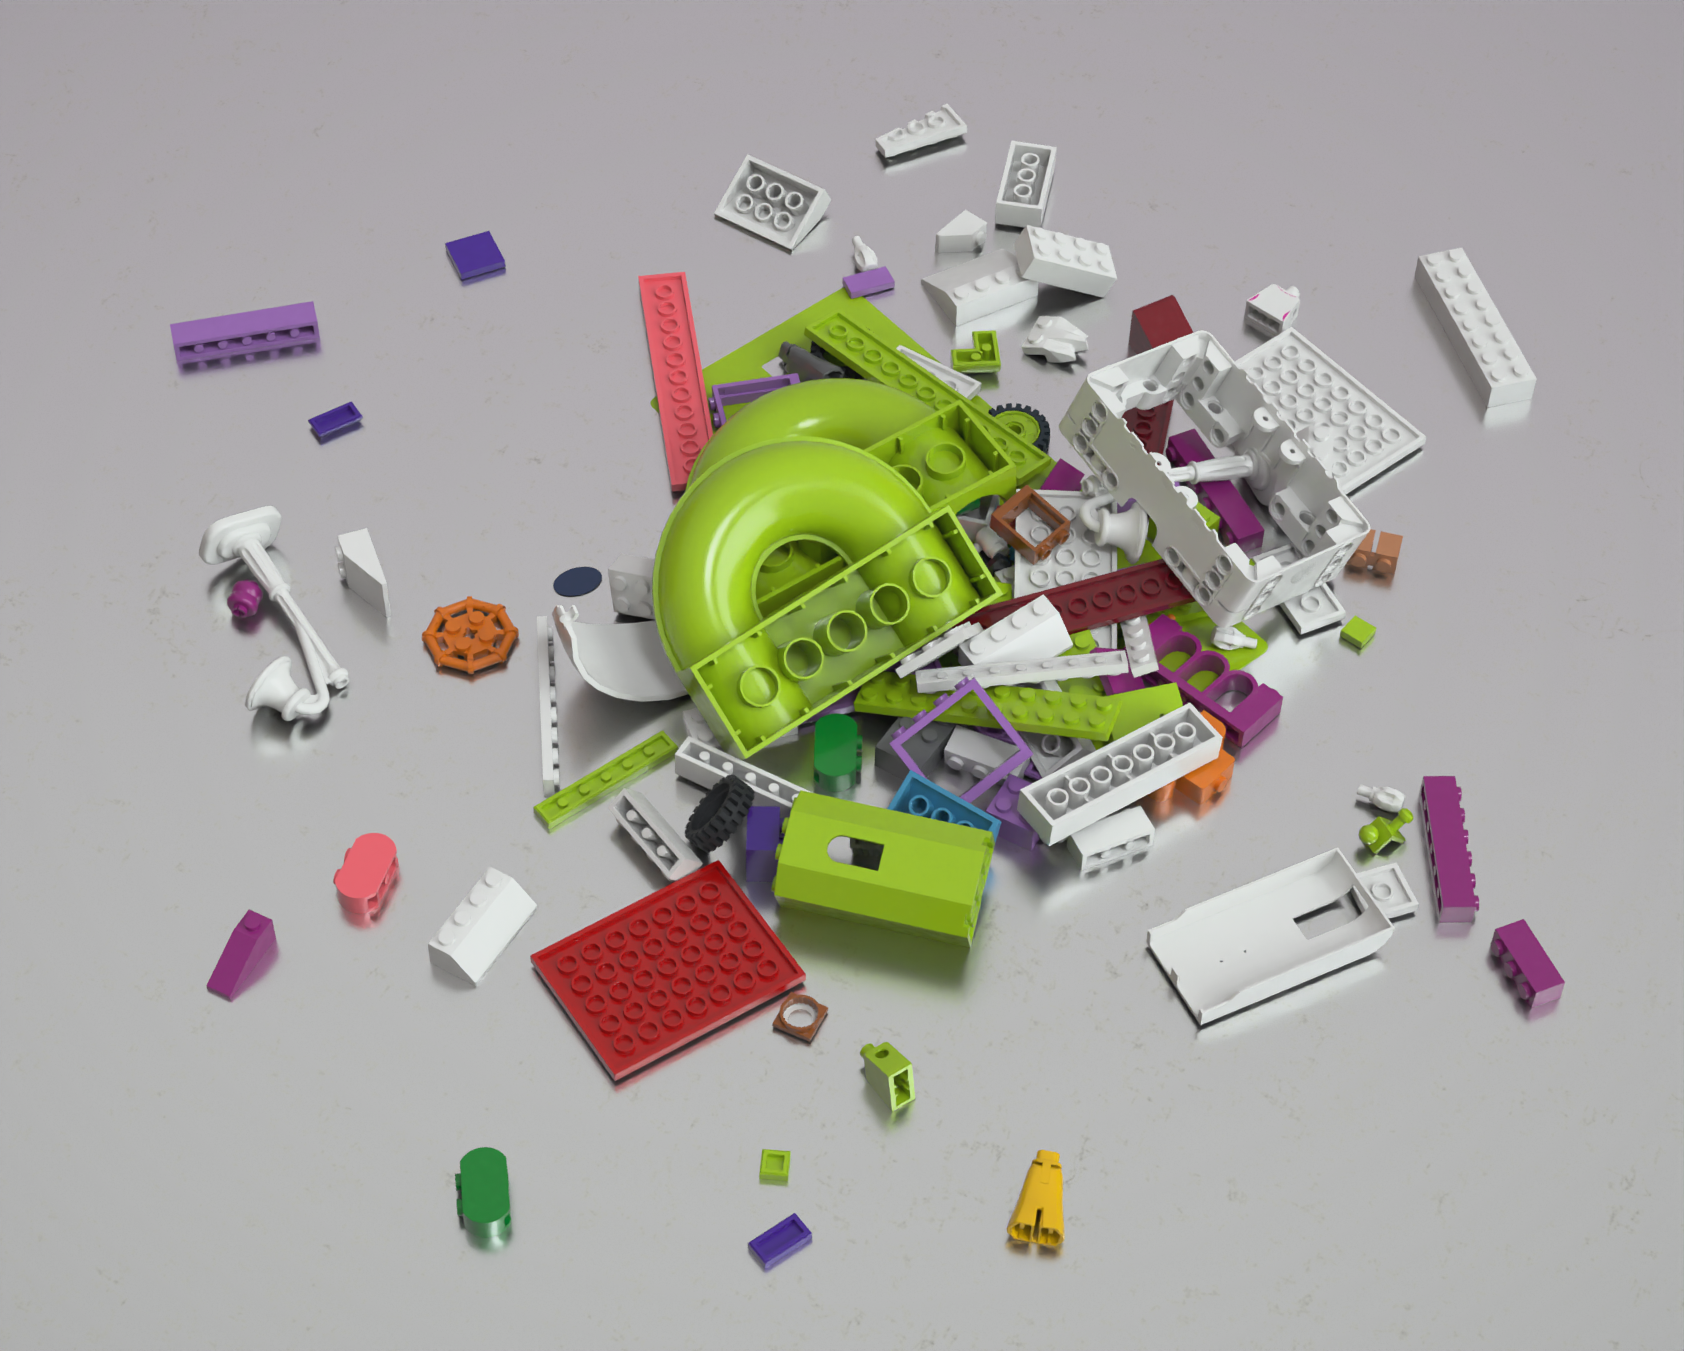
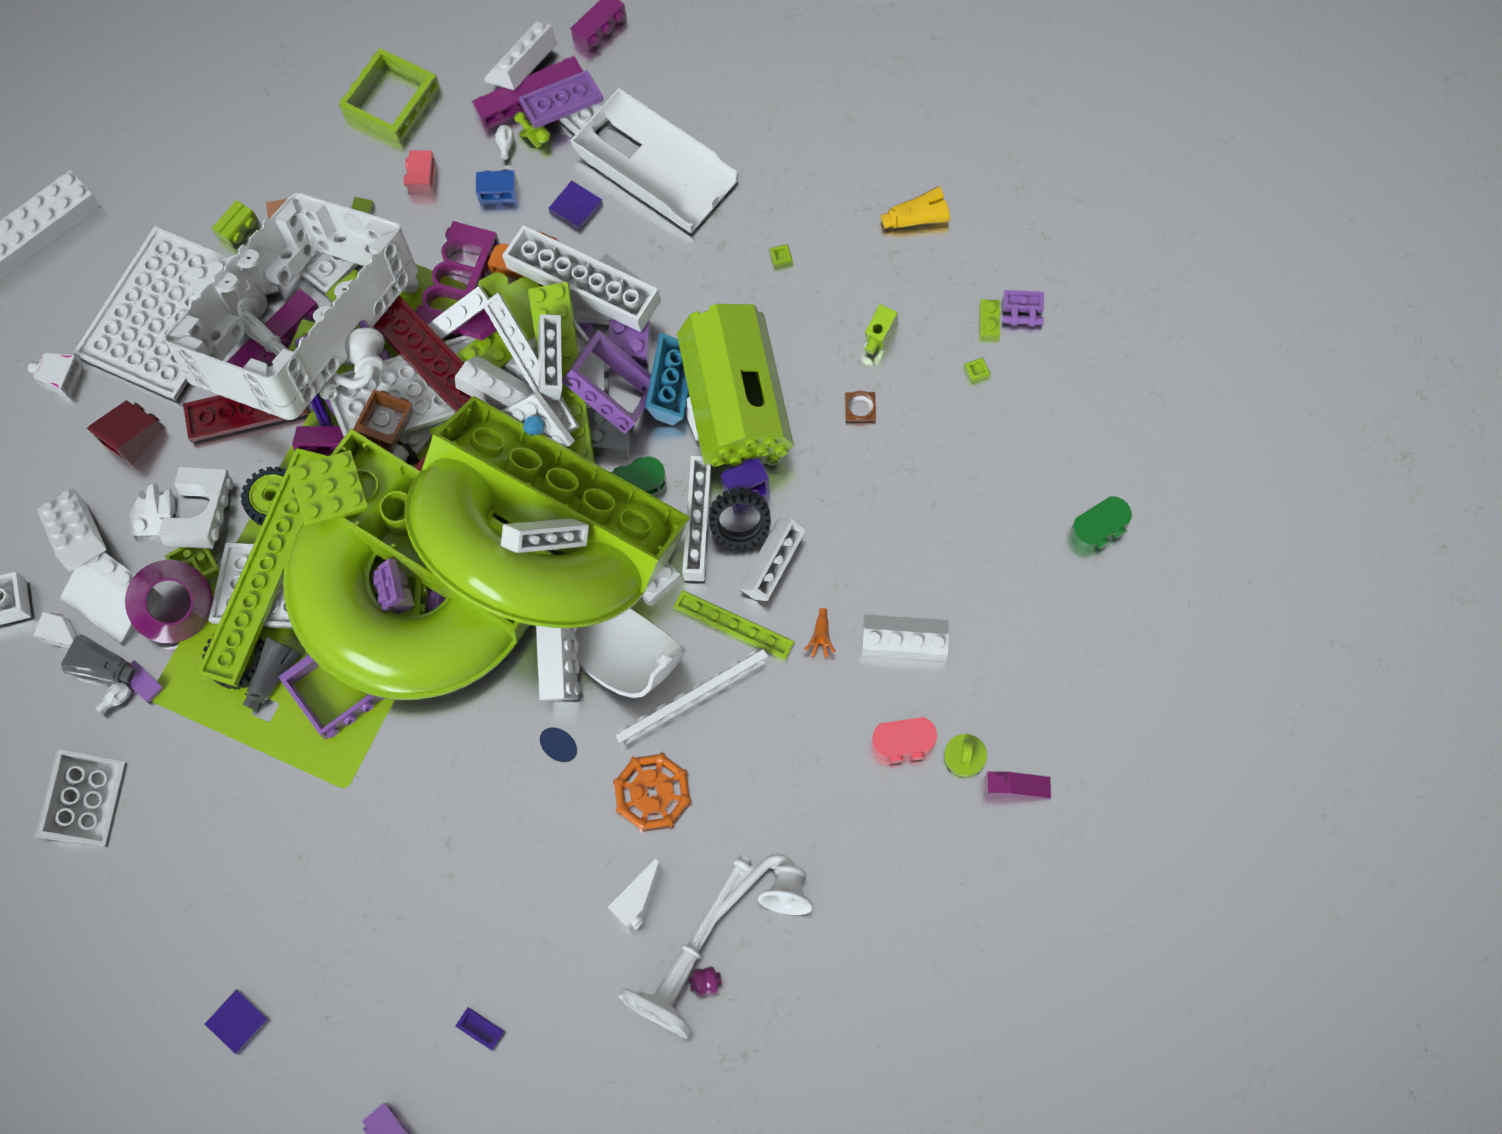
camera: 110 degrees left, 20 degrees up
(310, 926) = (965, 755): none -> lime tile
(540, 850) = (821, 634): none -> orange piece
(667, 969) = (871, 502): red plate -> none
(676, 372) = (311, 776): coral plate -> none
(765, 552) = (544, 535): none -> white brick
(779, 1240) = (1027, 342): dark purple tile -> none
(838, 1213) = (989, 319): none -> lime plate
(838, 1259) = (1023, 301): none -> medium lavender plate
(912, 246) = (93, 660): none -> dark grey piece
(930, 630) = (534, 425): none -> dark azure plate
(934, 310) = (161, 631): none -> magenta cone
(951, 421) = (328, 489): none -> lime plate
(1008, 673) = (550, 357): none -> white brick
(1051, 391) = (202, 529): none -> white arch
(1061, 1024) = (781, 256): none -> lime tile
(1252, 839) = (575, 205): none -> dark purple tile
(1319, 765) = (496, 185): none -> blue brick
(1378, 699) = (420, 172): none -> coral brick
(1393, 507) = (235, 223): none -> lime brick
(1410, 866) = (561, 99): none -> medium lavender plate
(1488, 731) = (410, 112): none -> lime window
(1497, 850) = (523, 57): none -> white slope

